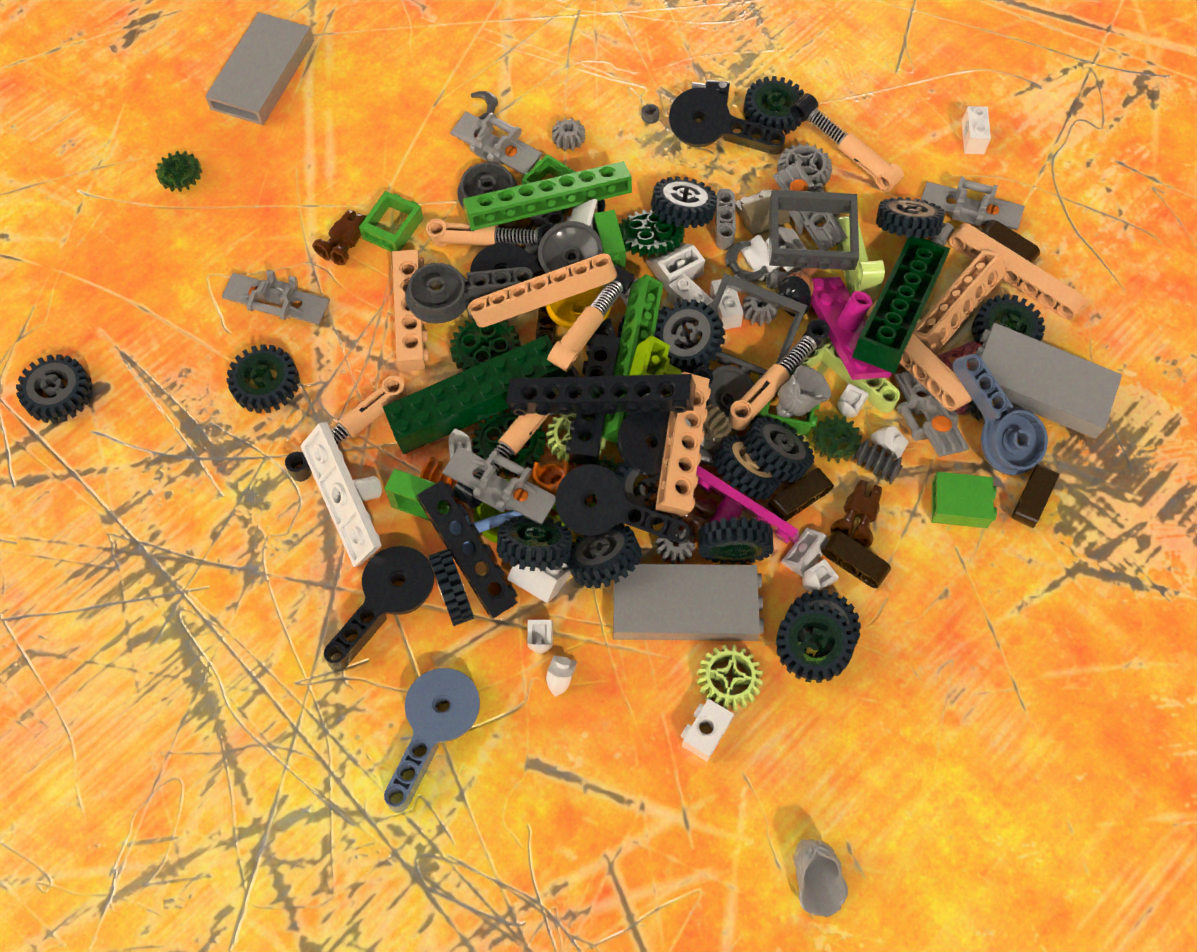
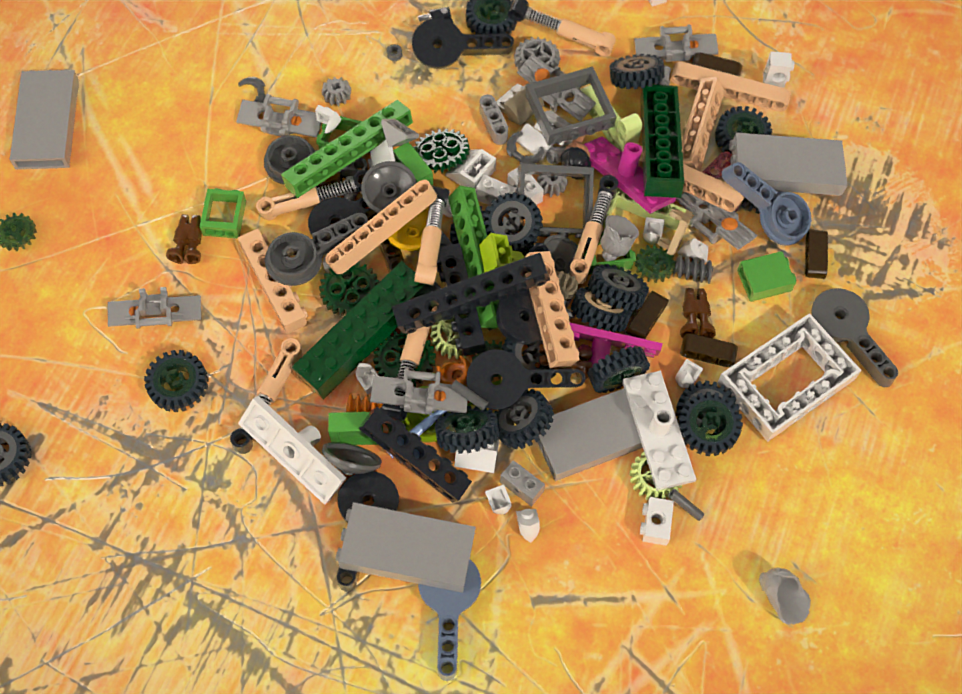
camera: 25 degrees left, 0 degrees up
(399, 526) = (351, 458): none -> dark grey dish
(411, 646) = (406, 547): none -> light grey brick
(451, 587) = (416, 488): black wheel -> none
(542, 156) = (328, 117): none -> white plate
(553, 506) = (469, 395): none -> dark grey piece
(573, 626) = (522, 483): none -> light grey brick
(604, 195) = (397, 133): none -> light grey slope
(679, 553) = (571, 397): light grey gear -> none
(683, 202) = (456, 116): black wheel -> none
(748, 724) = (686, 504): none -> dark grey piece
(752, 628) = (659, 430): none -> white plate
(805, 551) = (669, 358): white slope -> none
(878, 412) = (684, 218): none -> tan piece
(979, 581) = (822, 348): none -> white brick
(1040, 598) = (853, 328): none -> dark grey beam
(1081, 268) = (778, 69): none -> white brick

